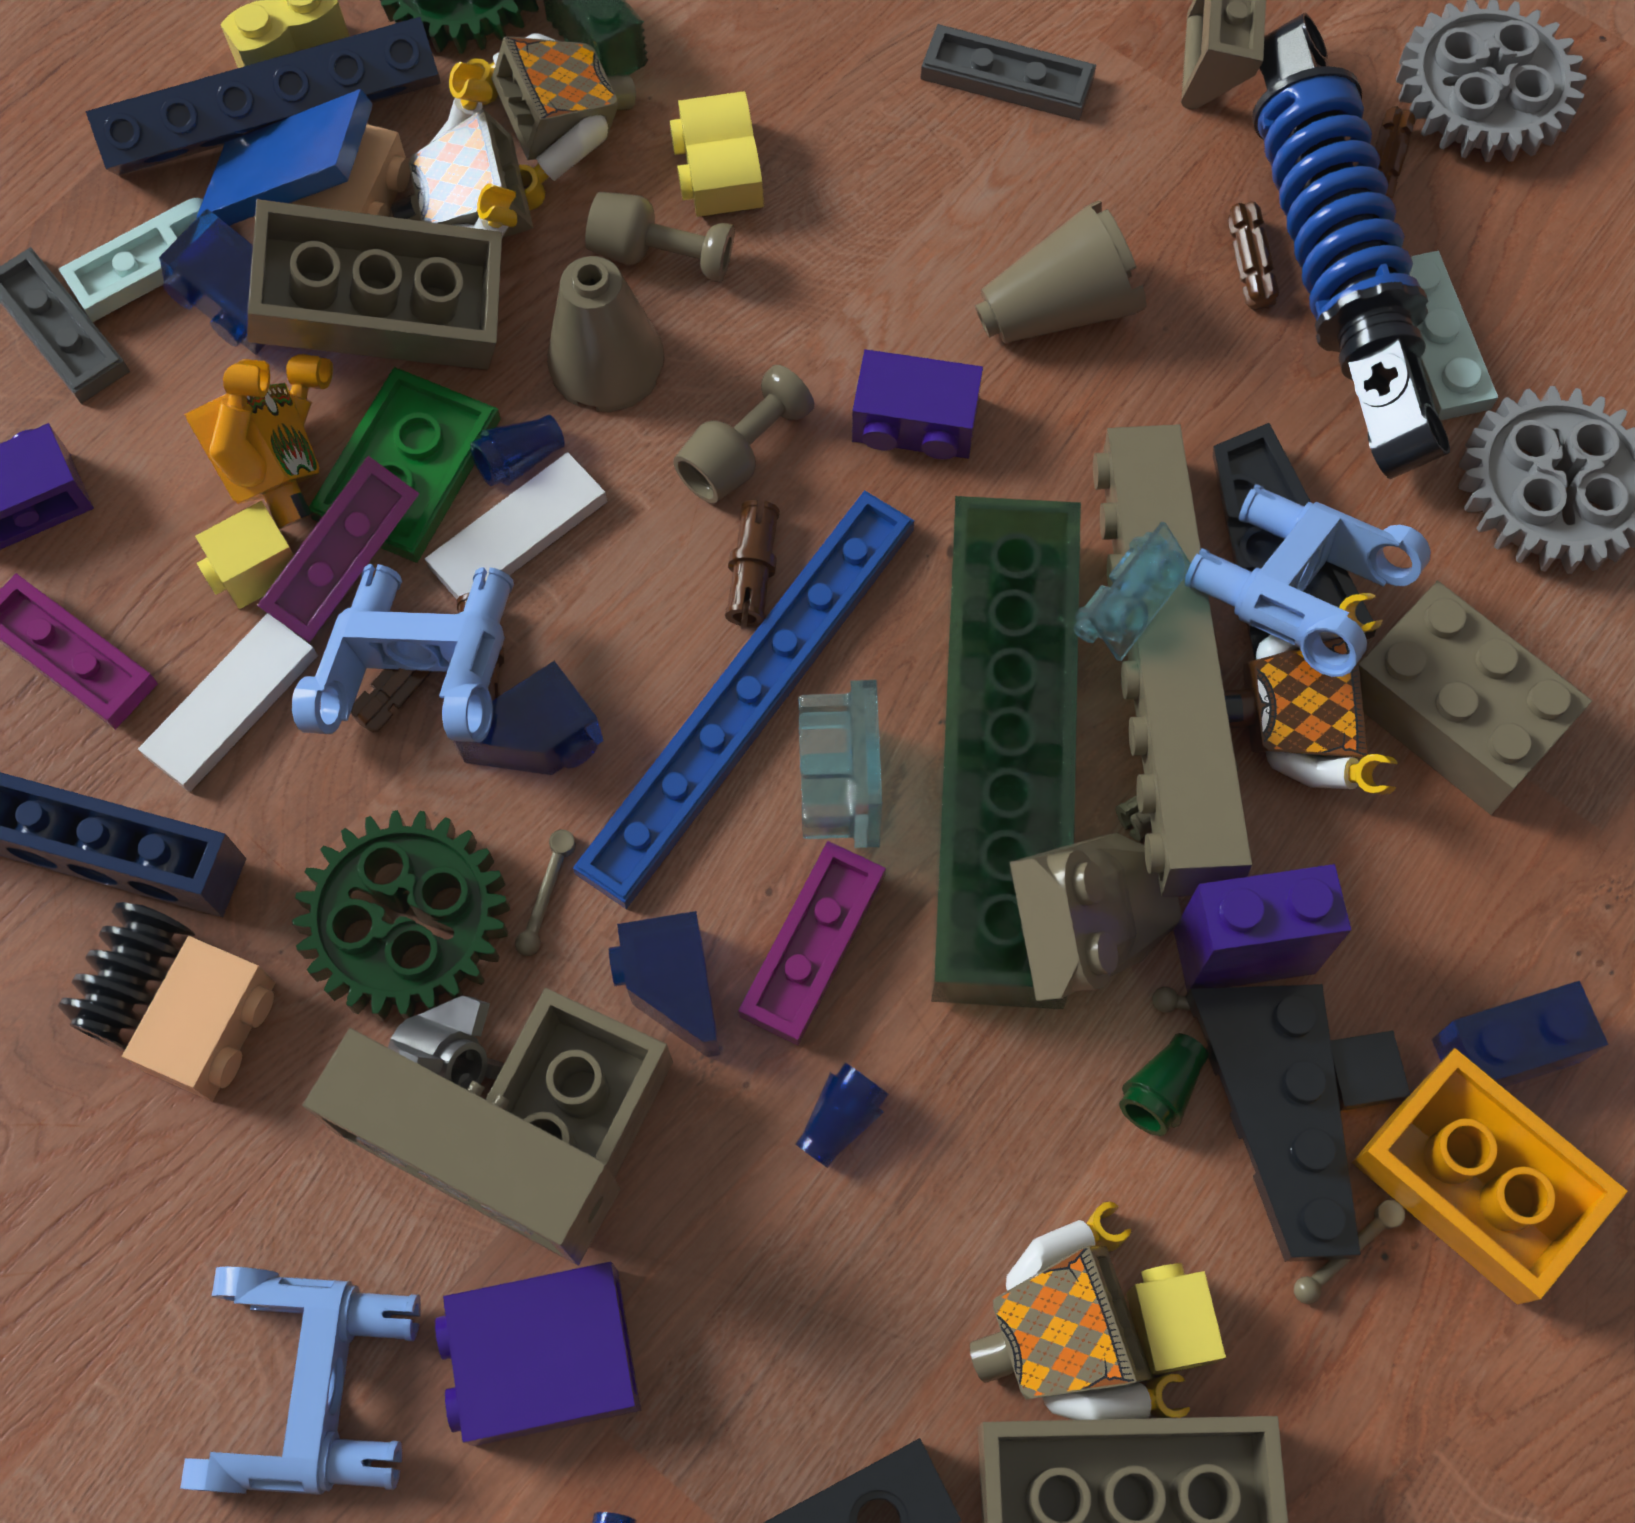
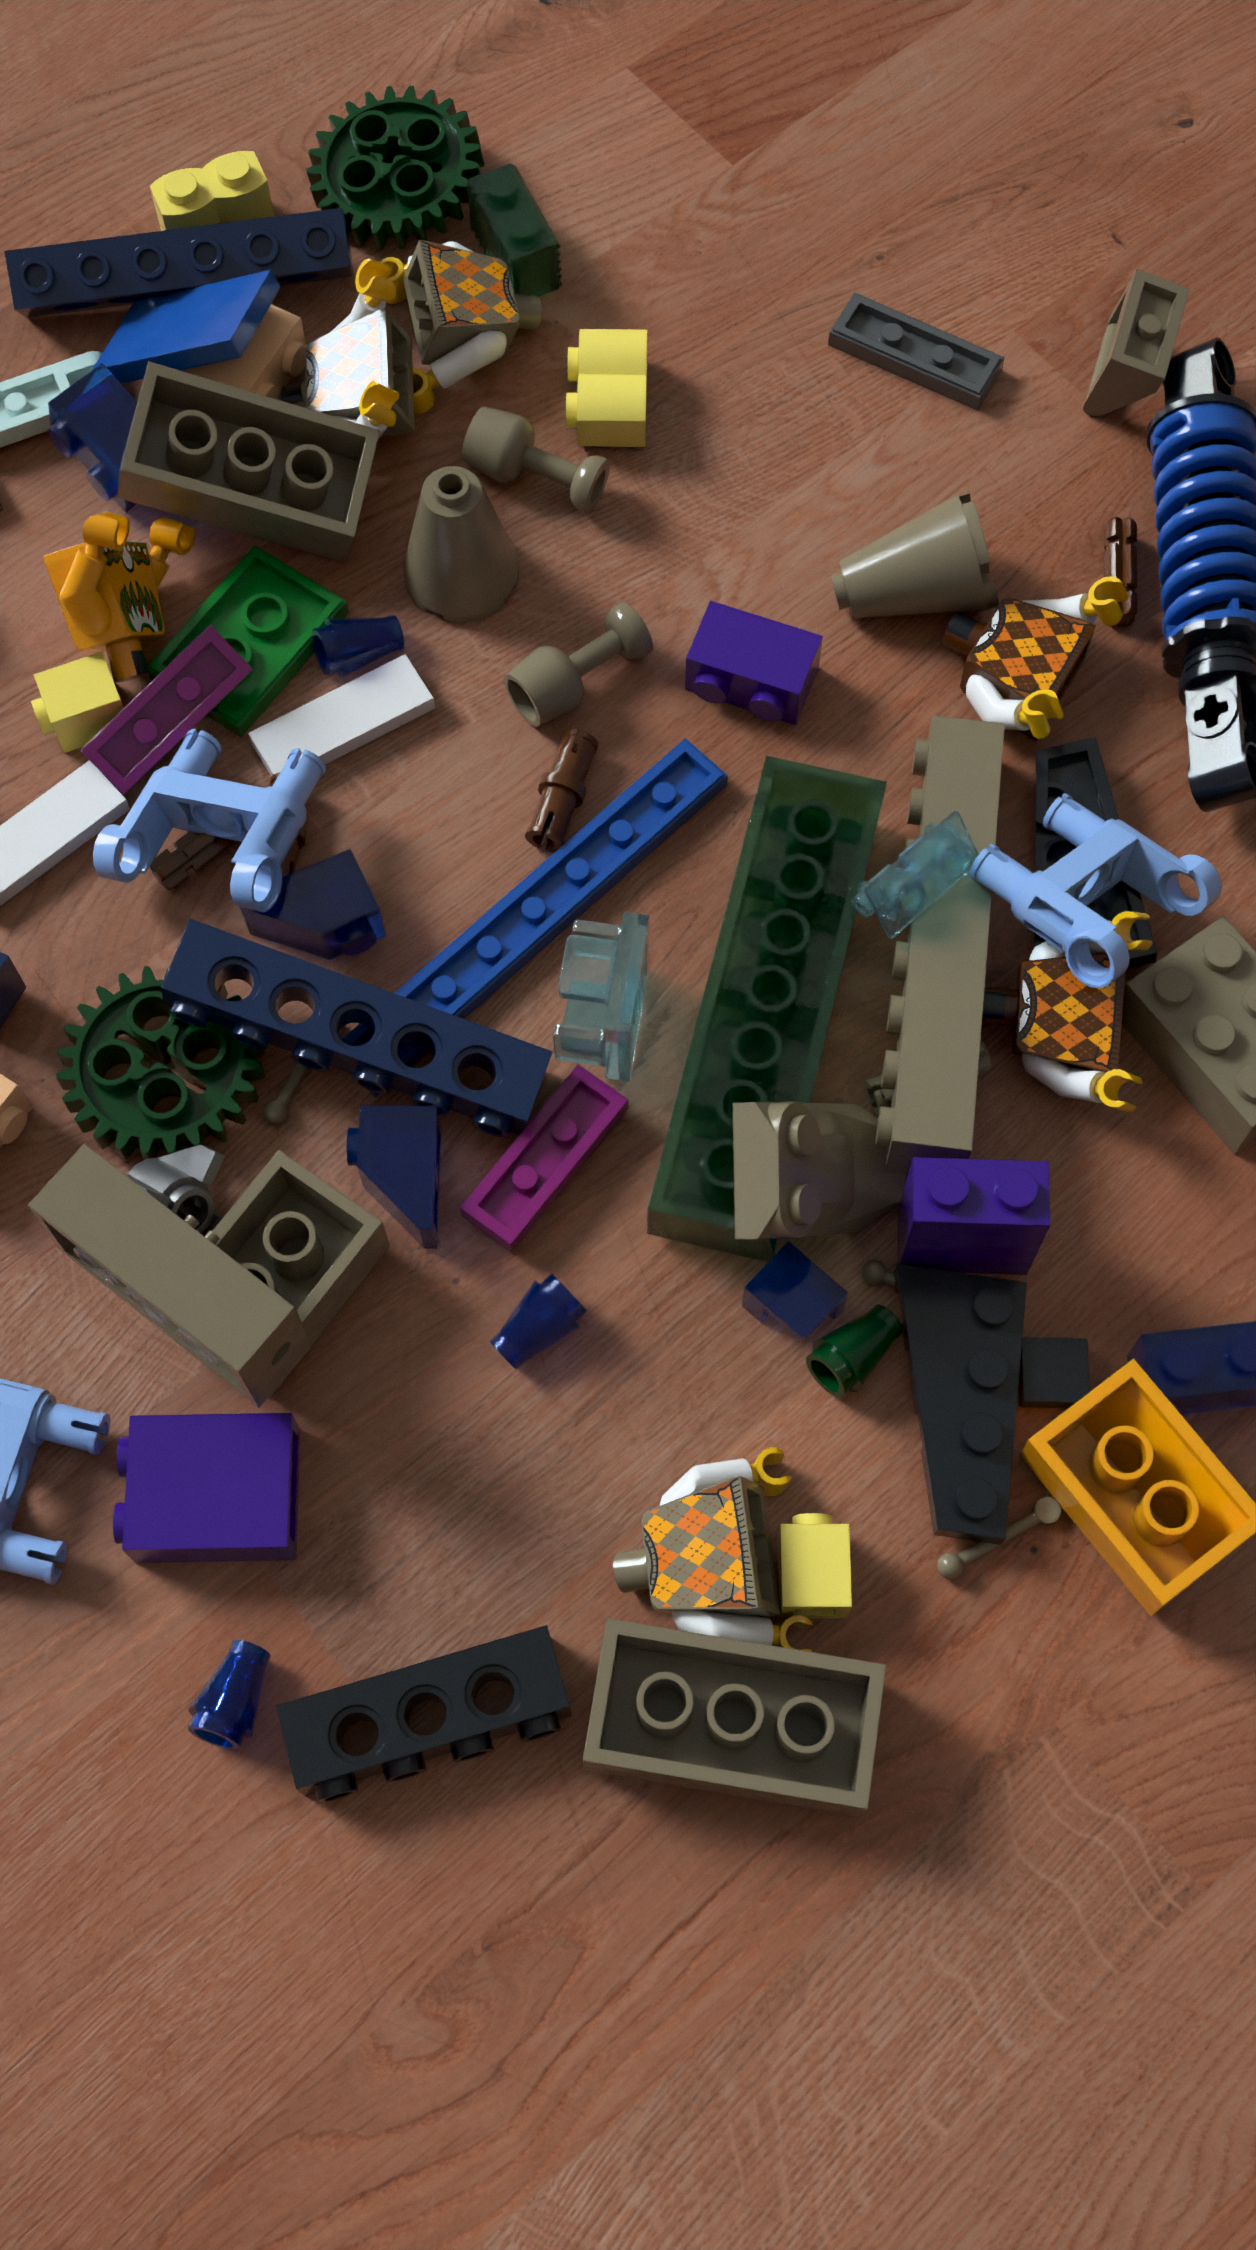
camera: 10 degrees right, 0 degrees up
(438, 797) = (213, 956): none -> dark blue brick
(1095, 1039) = (794, 1293): none -> clear blue panel
(1187, 351) = (1030, 654): none -> torso

